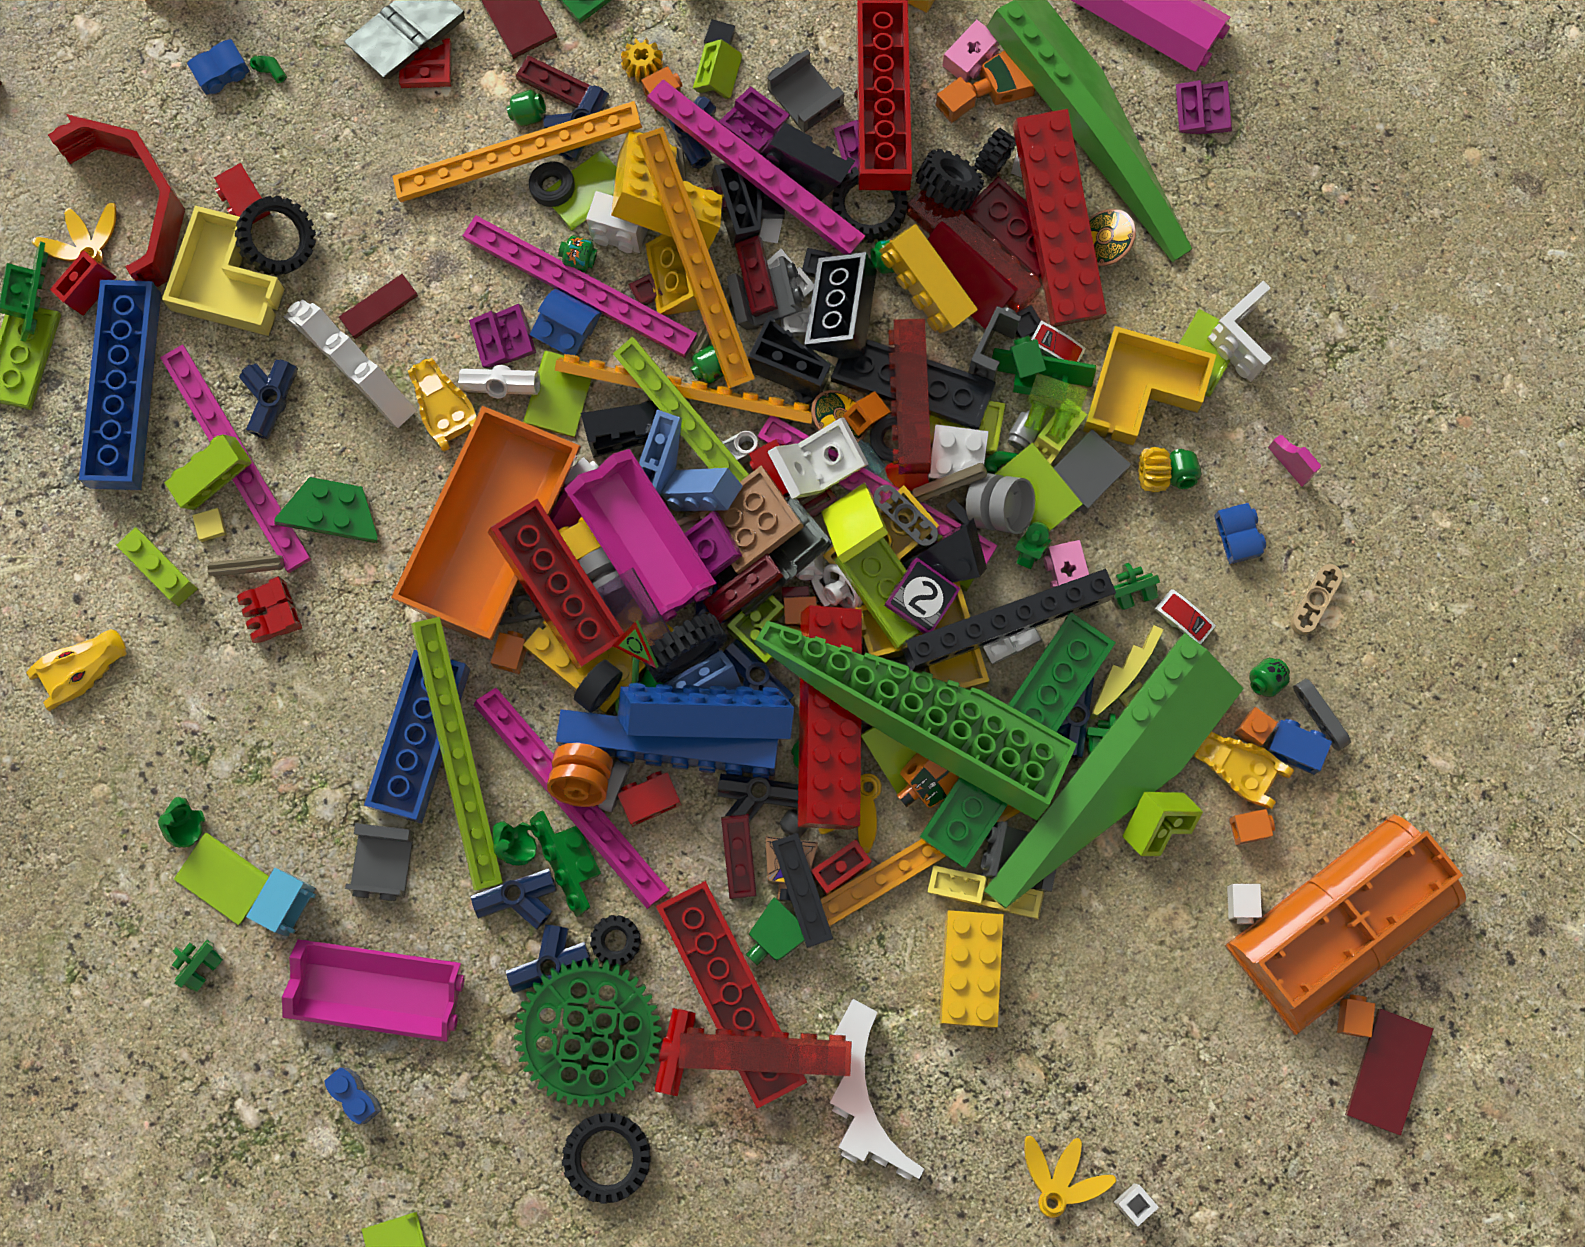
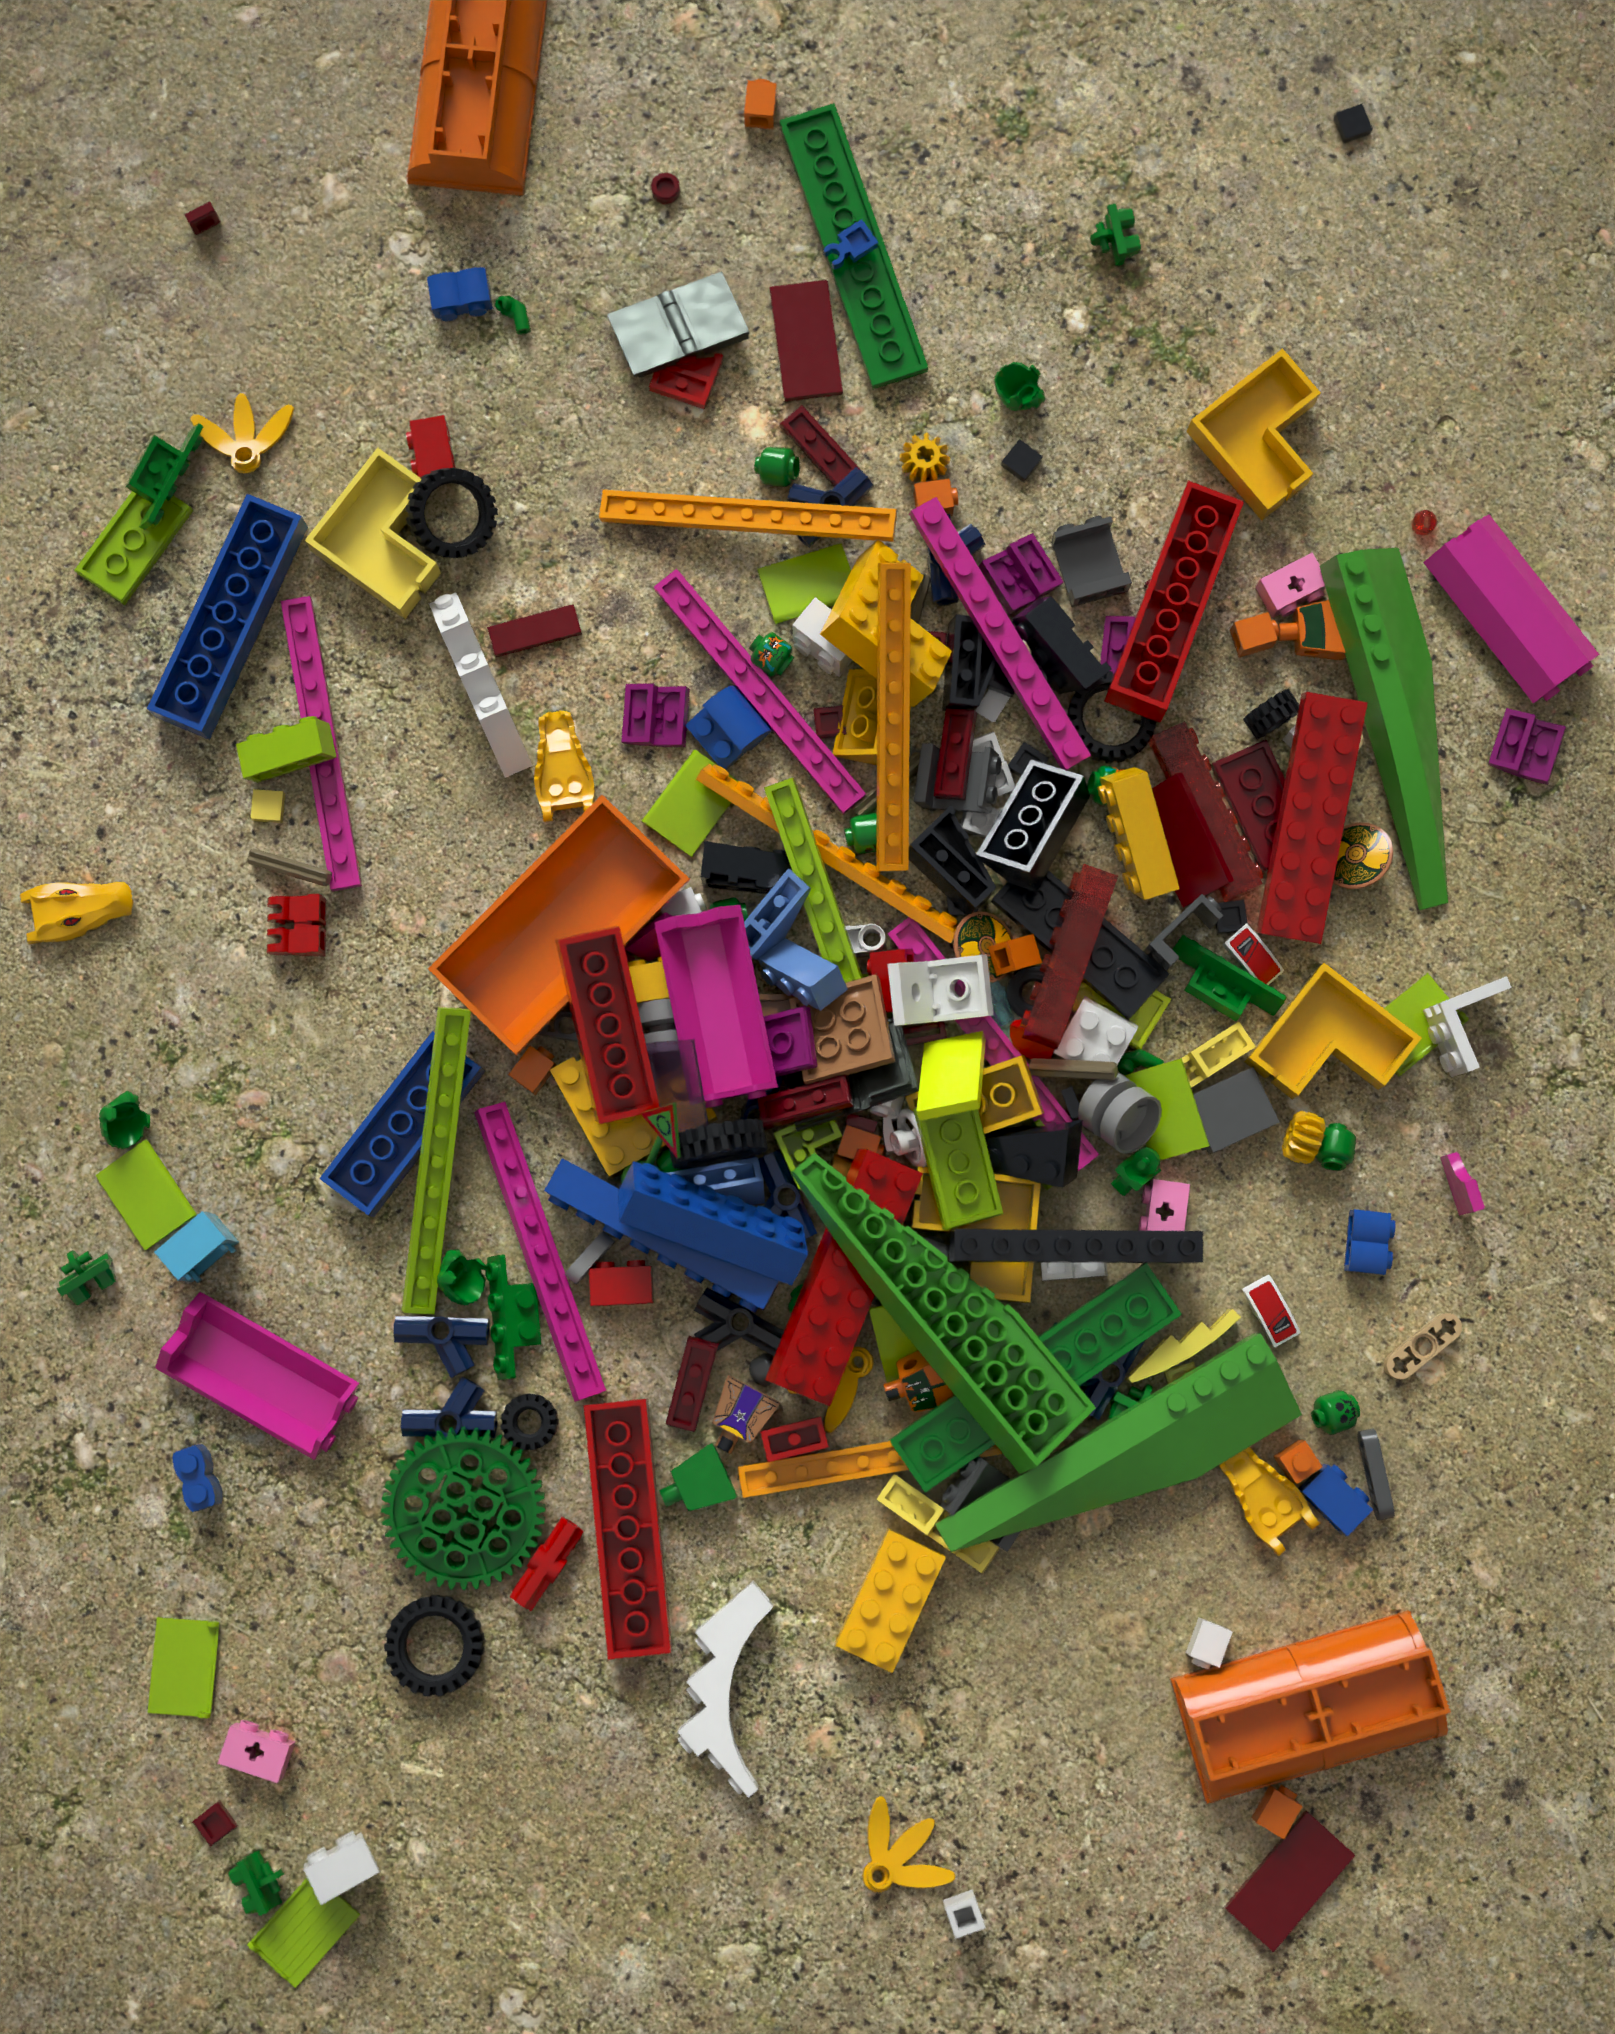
camera: 20 degrees right, 5 degrees up
(81, 283) = (226, 487): red brick -> none
(86, 136) = (286, 322): red panel -> none
(156, 566) = (195, 832): lime brick -> none
(262, 388) = (377, 676): dark blue piece -> none
(330, 510) = (400, 839): green wing -> none
(381, 861) = (315, 1242): dark grey panel -> none
(499, 381) = (632, 766): white piece -> none
(547, 170) = (777, 580): black tyre -> none
(580, 774) = (556, 1234): orange wheel -> none
(597, 686) = (610, 1149): black tyre -> none
(718, 68) = (1004, 499): lime panel -> none
(765, 1054) = (638, 1608): clear red brick -> none
(802, 890) = (743, 1449): black plate -> none
(922, 596) = (992, 1185): slope -> none
(925, 524) = (1013, 1114): dark grey beam -> none
(949, 180) = (1208, 727): black tyre -> none
(1021, 436) = (1180, 1038): light grey brick -> none
(1027, 356) = (1212, 963): green brick -> none
(1054, 395) = (1233, 1021): clear neon green brick -> none
(1145, 584) = (1229, 1251): green hips -> none
(1158, 818) = (1152, 1520): lime brick -> none
(1252, 826) = (1250, 1566): orange brick -> none

